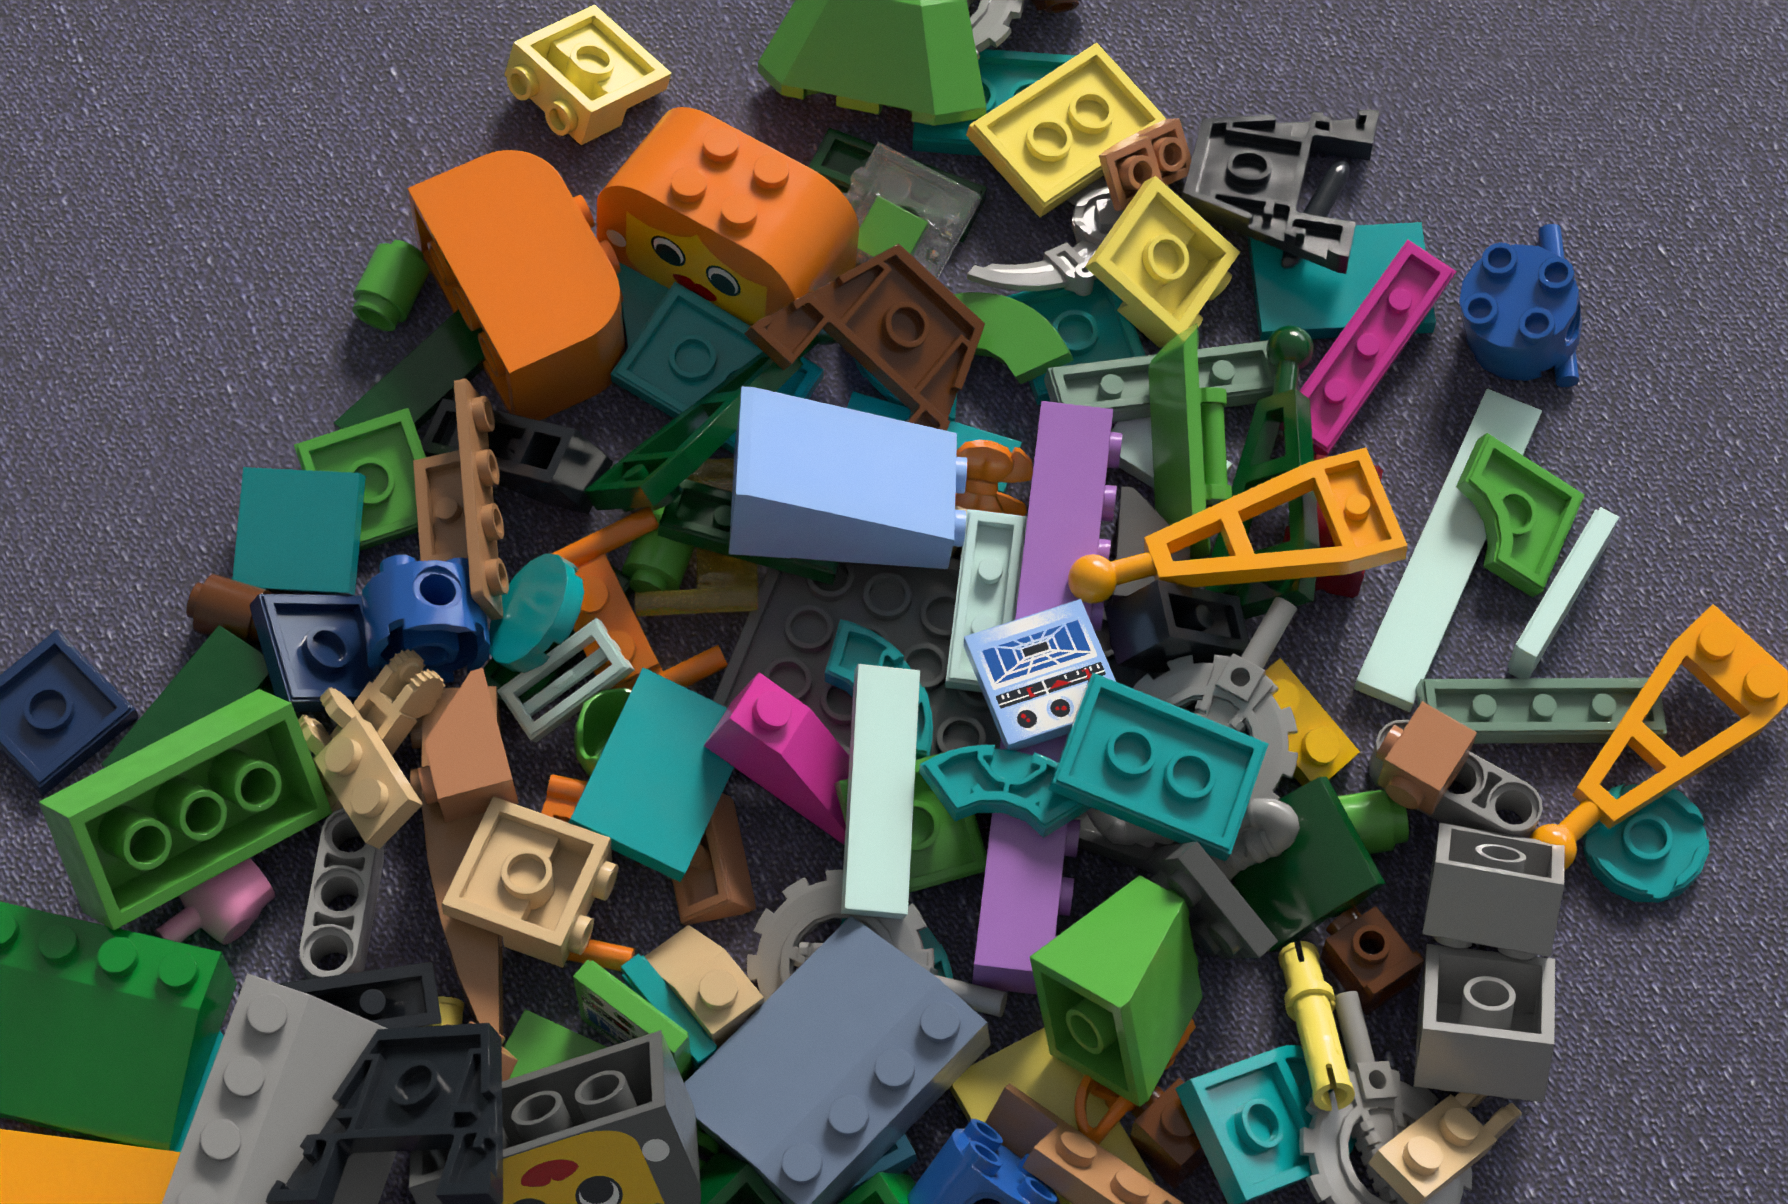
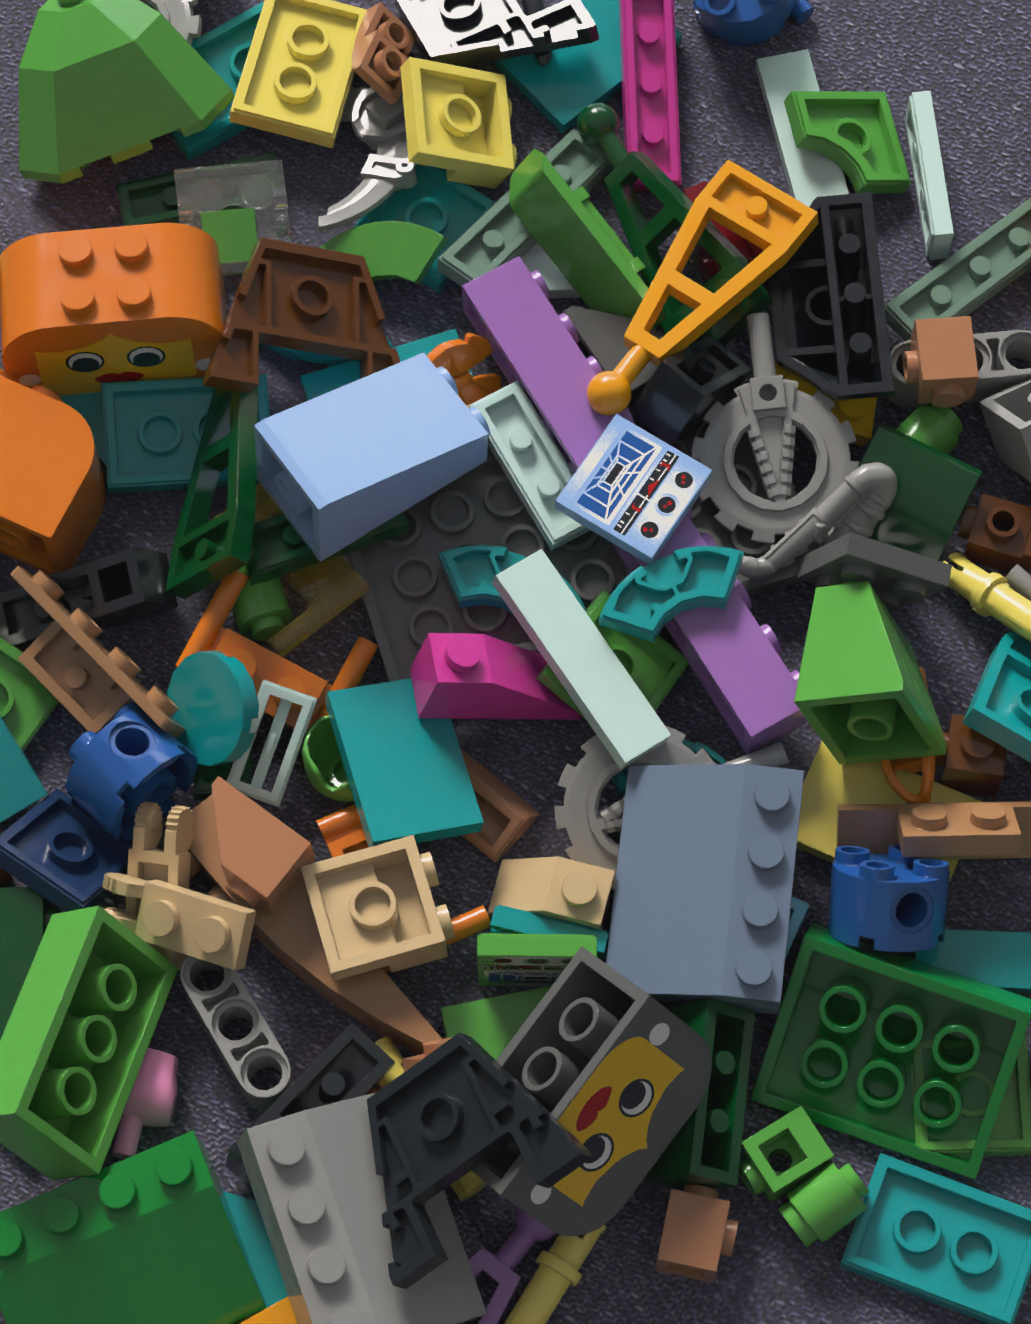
camera: 35 degrees left, 5 degrees up
(1158, 766) = (770, 498): teal tile -> none
(1369, 642) = (832, 304): none -> black wedge

